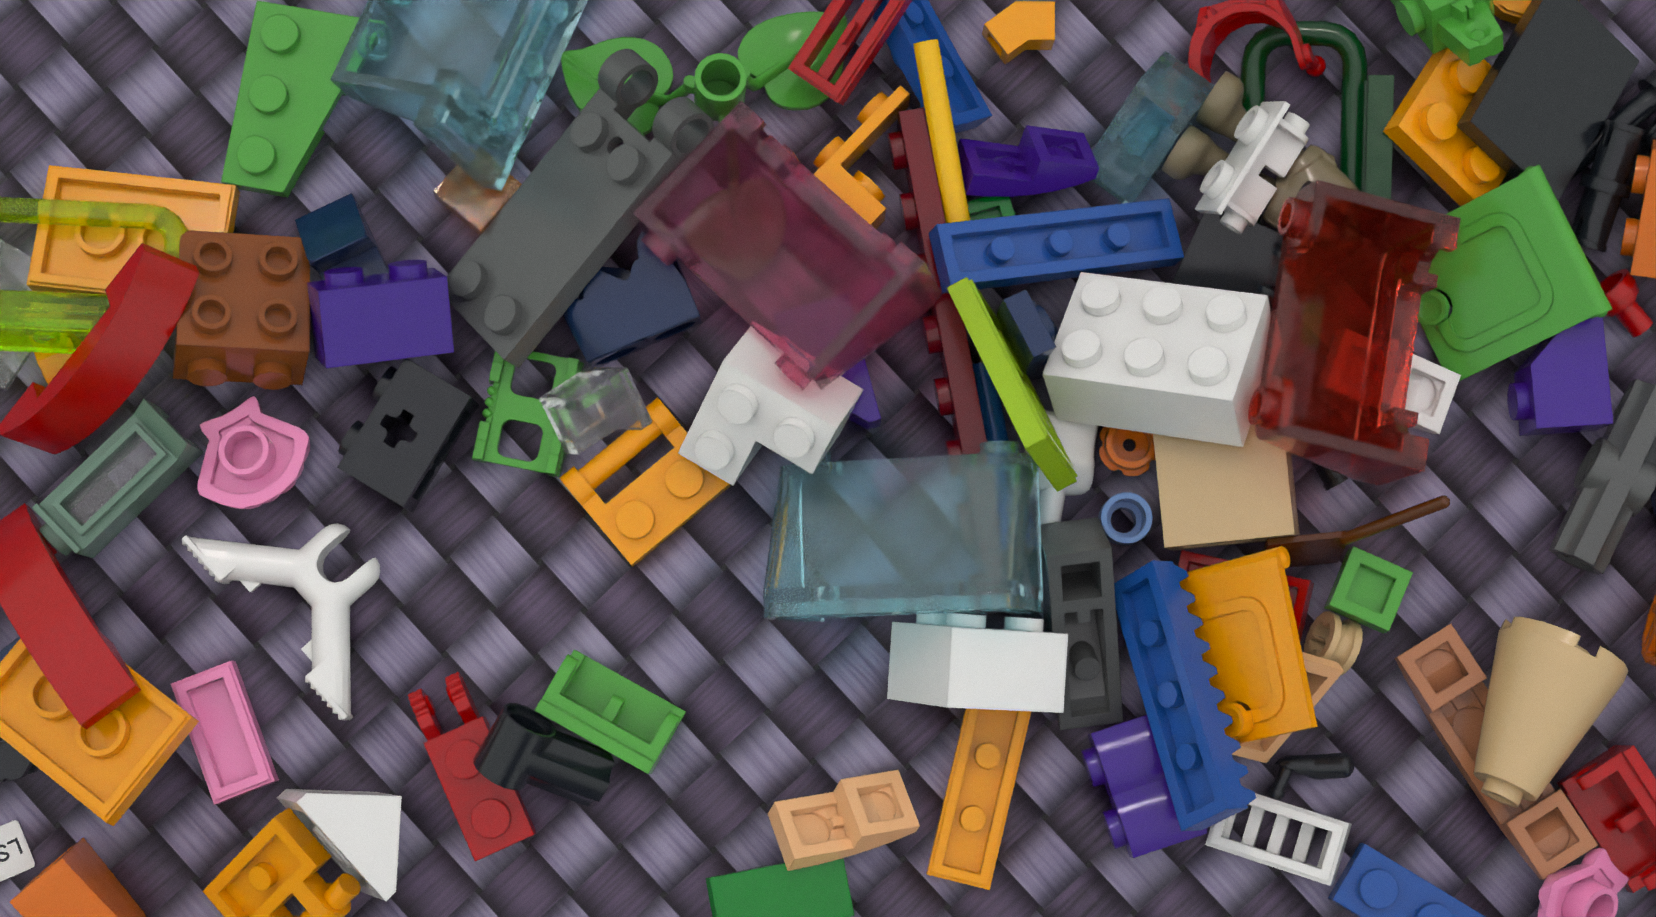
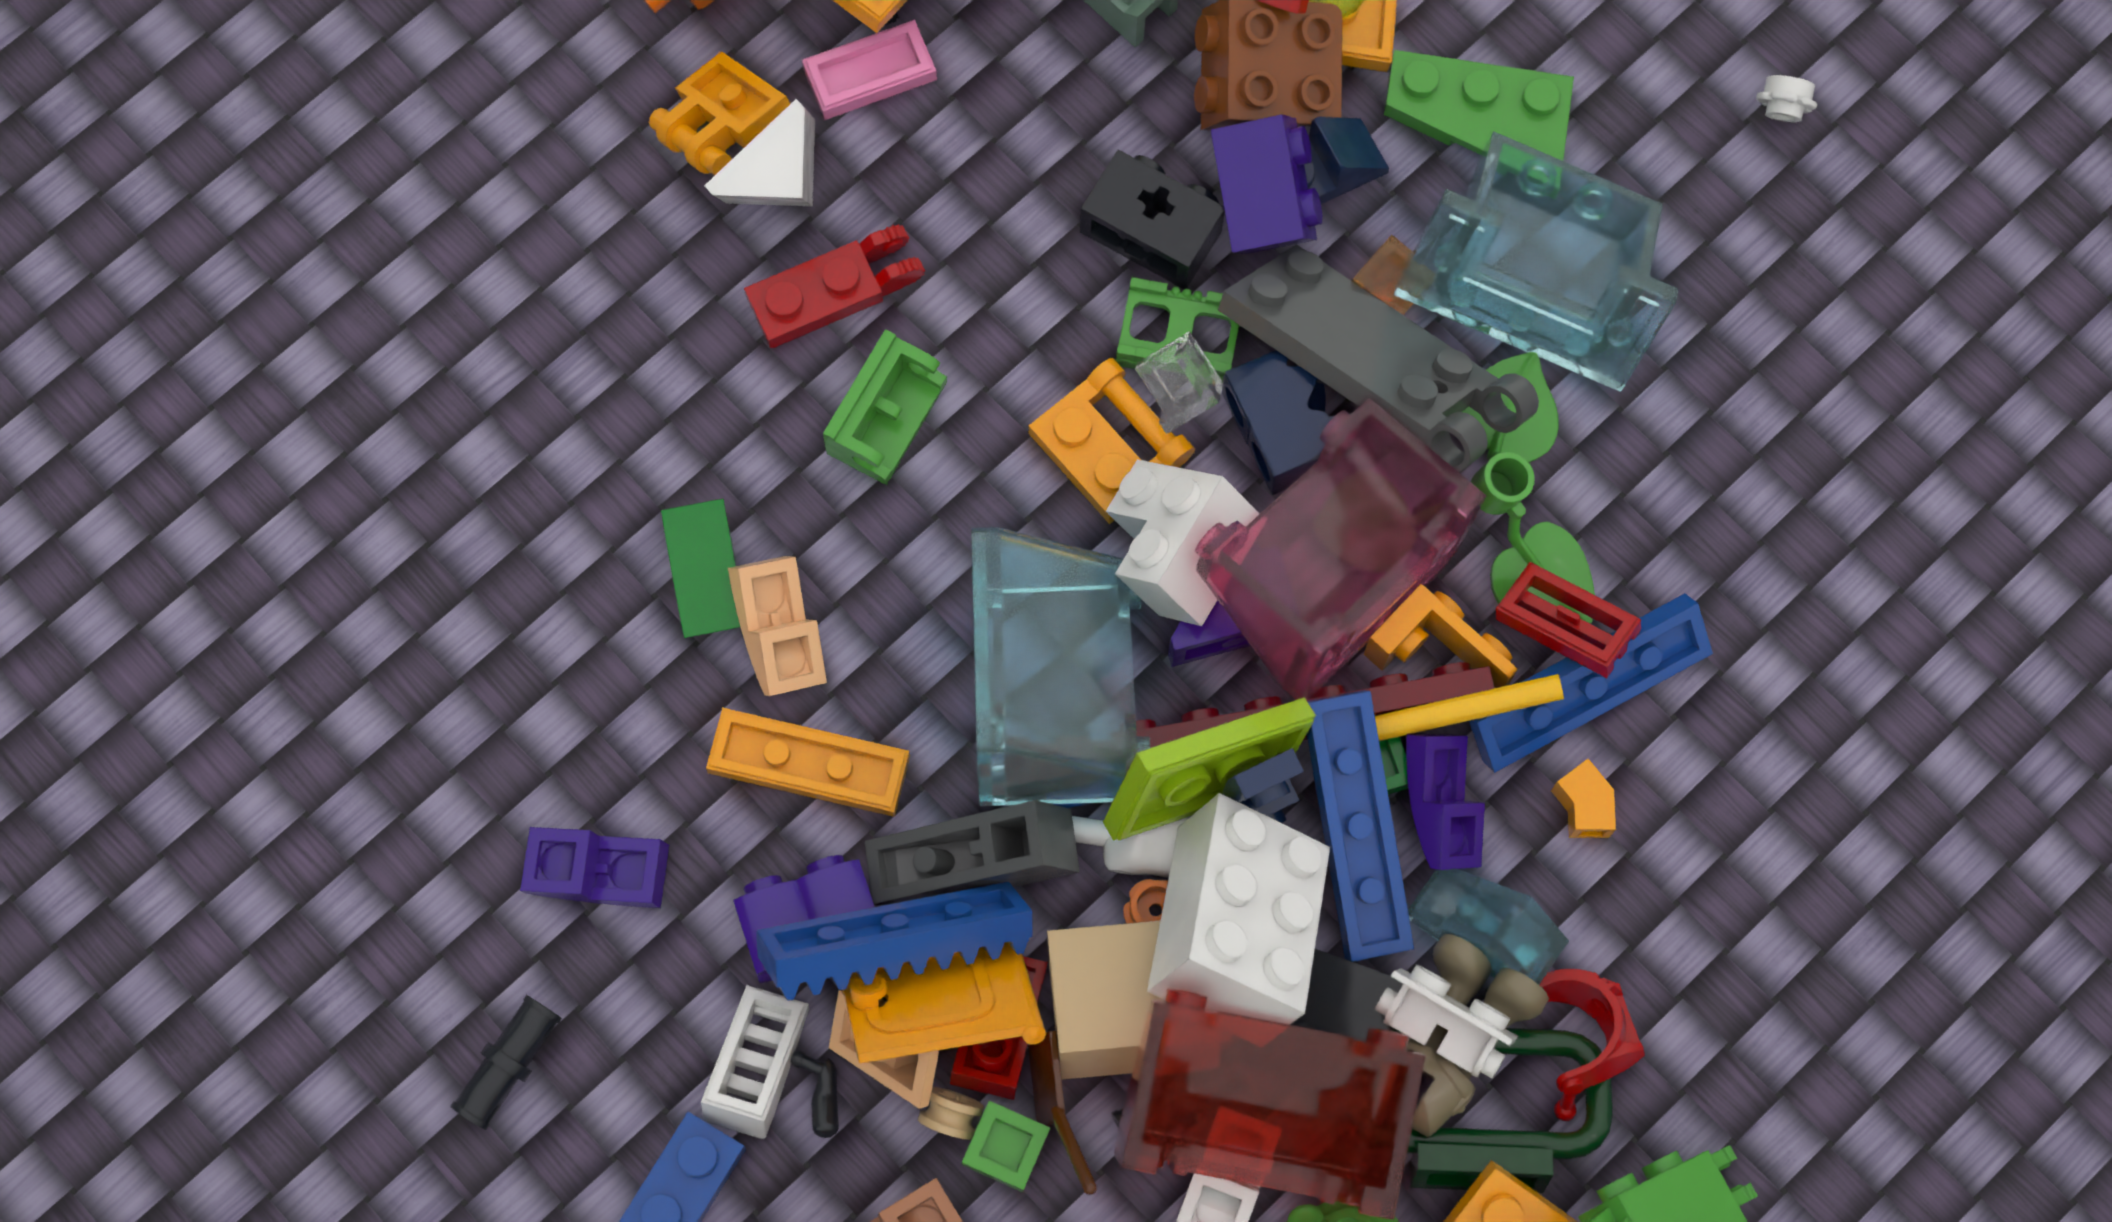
camera: 90 degrees right, 10 degrees down
(250, 457) = (1129, 83): bright pink animal -> none
(303, 571) = (994, 155): white piece -> none
(530, 751) = (847, 323): black piece -> none
(963, 664) = (923, 743): white brick -> none
(1136, 507) = (1078, 883): medium blue hose -> none

